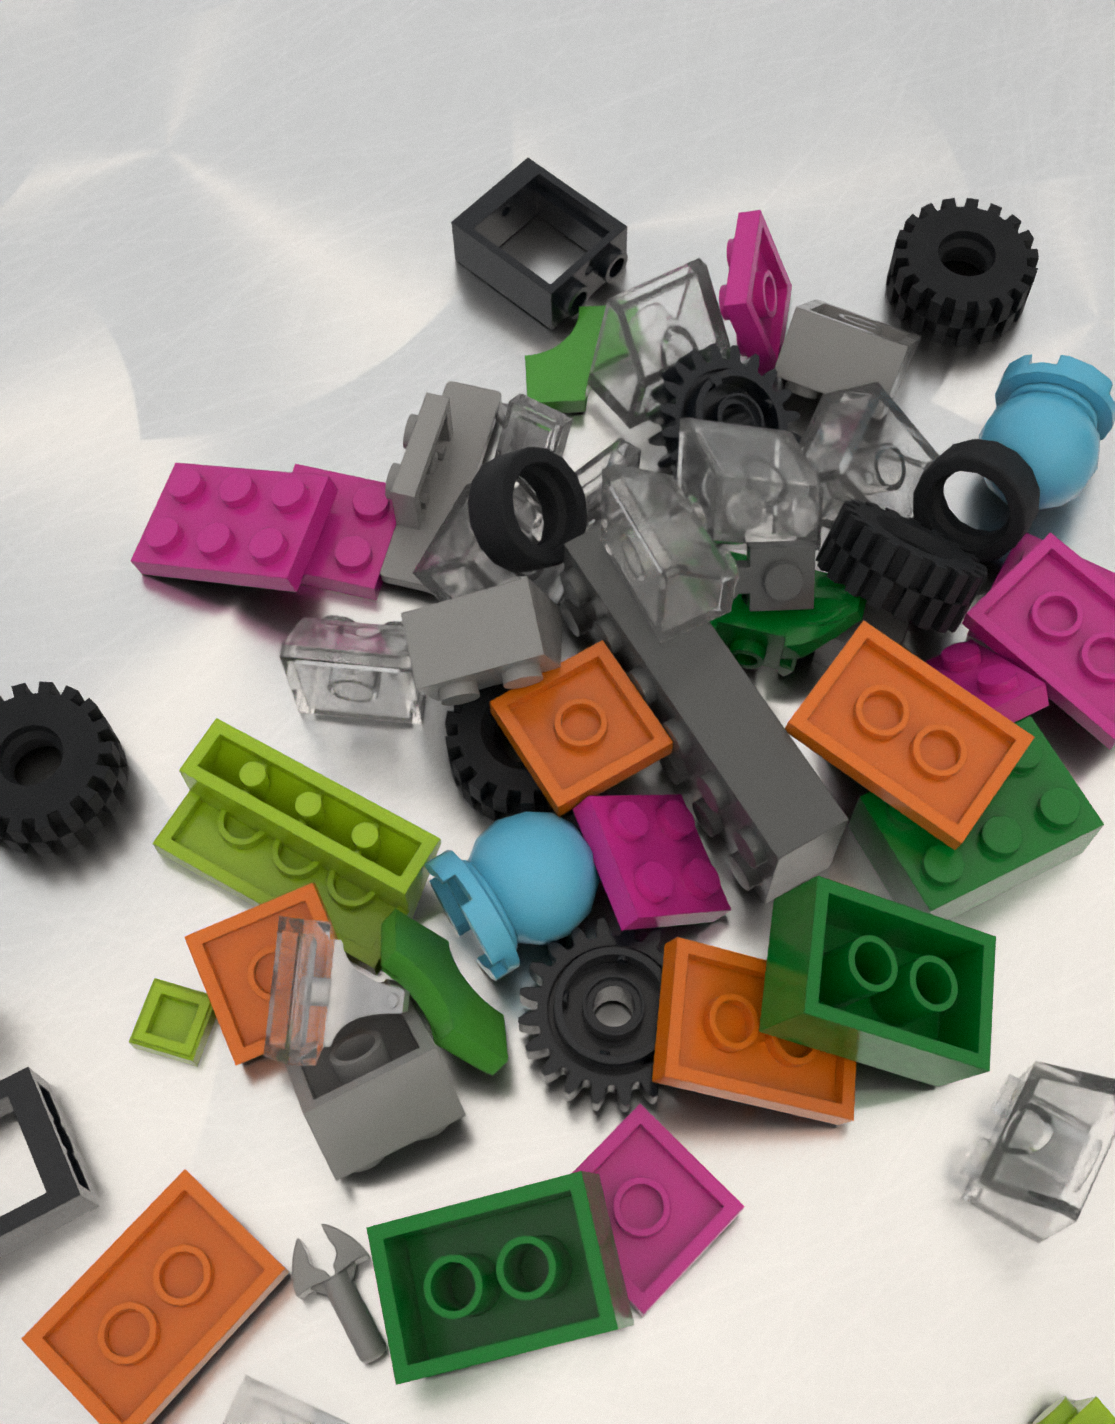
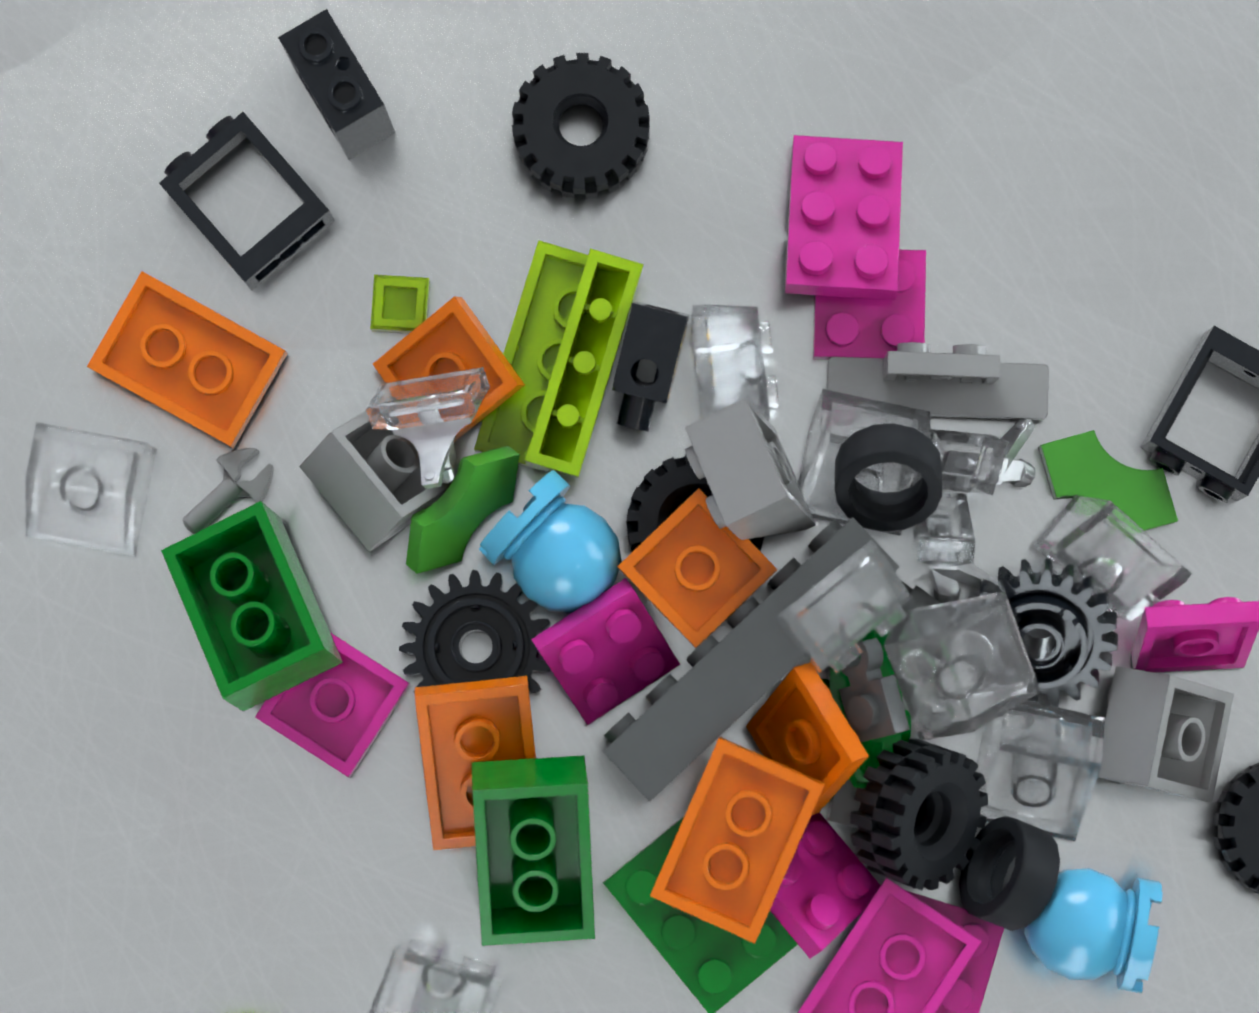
camera: 80 degrees right, 20 degrees up
(328, 735) = (655, 336): none -> black torso
(791, 641) = (808, 732): none -> orange plate

